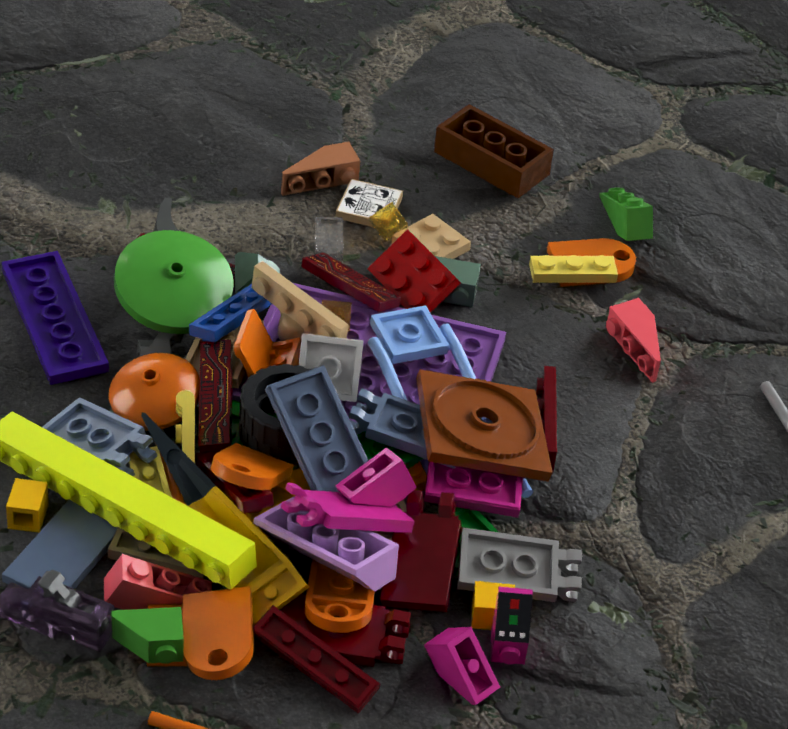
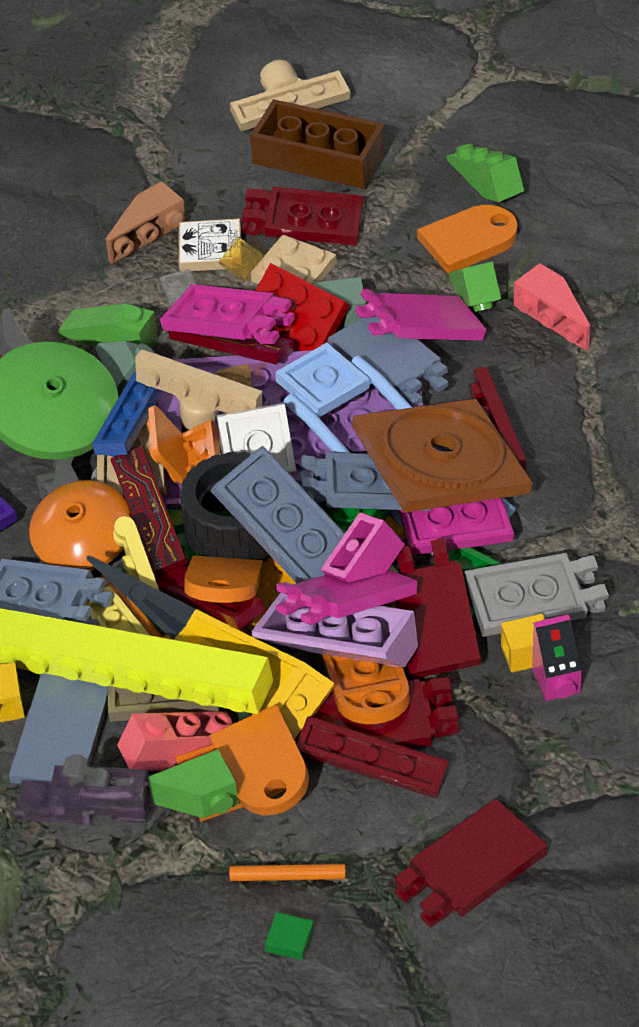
camera: 10 degrees left, 5 degrees up
(260, 240) = (111, 324): none -> bright green slope
(356, 259) = (228, 313): none -> dark pink tile
(457, 203) = (303, 215): none -> dark red tile
(462, 663) = (521, 712): dark pink slope -> none
(479, 332) = (397, 359): none -> sand blue tile
(486, 97) = (284, 85): none -> tan plate
(517, 310) = (420, 316): none -> dark pink tile
(573, 269) = (457, 251): light yellow plate -> none
(578, 301) = (476, 285): none -> bright green slope

